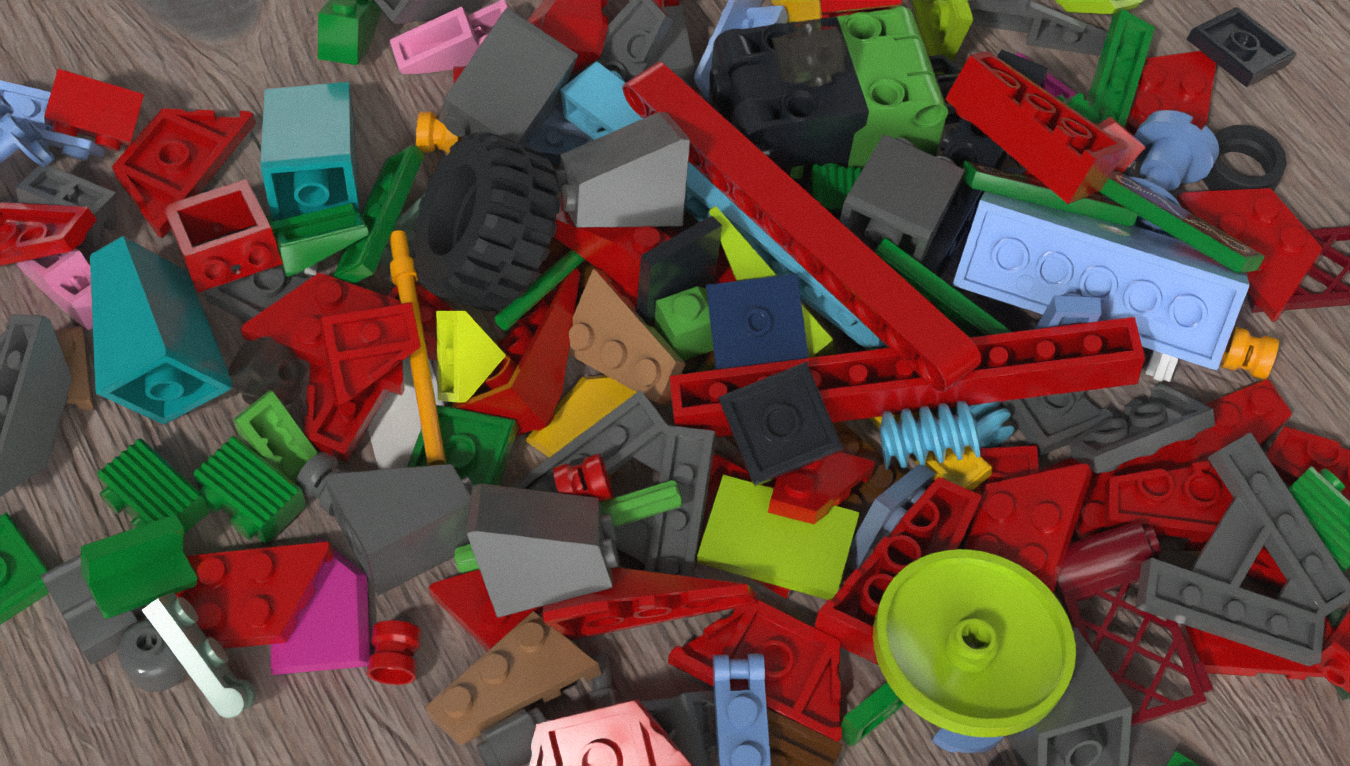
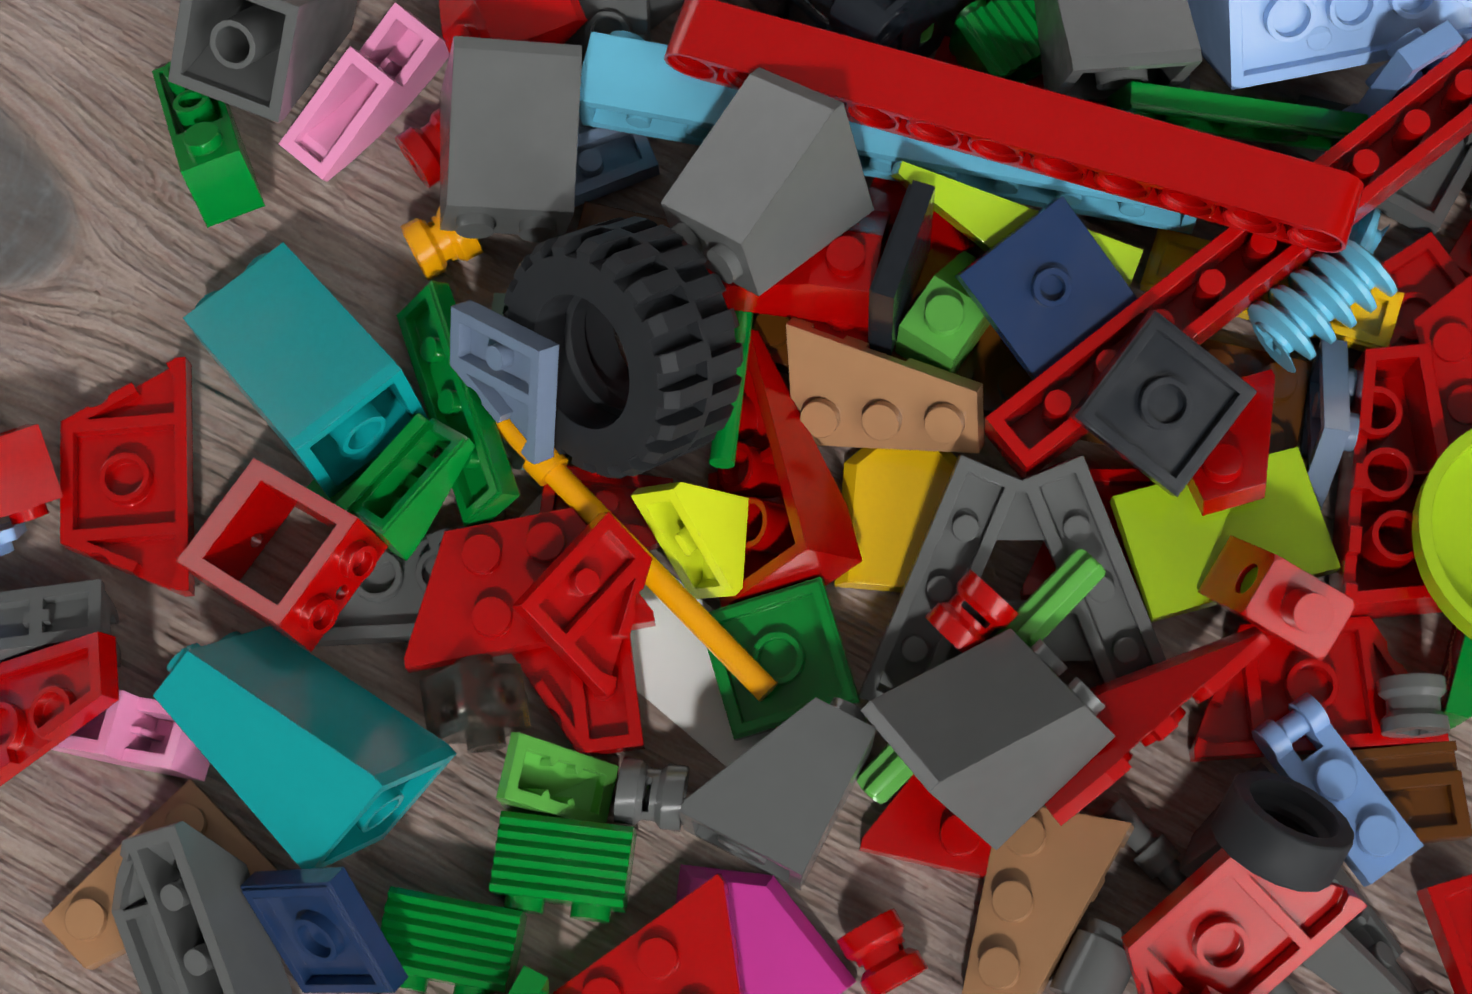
camera: 25 degrees left, 15 degrees up
(83, 434) = (324, 931): none -> dark blue plate
(414, 201) = (509, 371): none -> sand blue wing
(680, 709) = (1282, 831): none -> black tyre
(779, 582) = (1281, 599): none -> red torso
(824, 699) = (1413, 705): none -> dark grey wheel

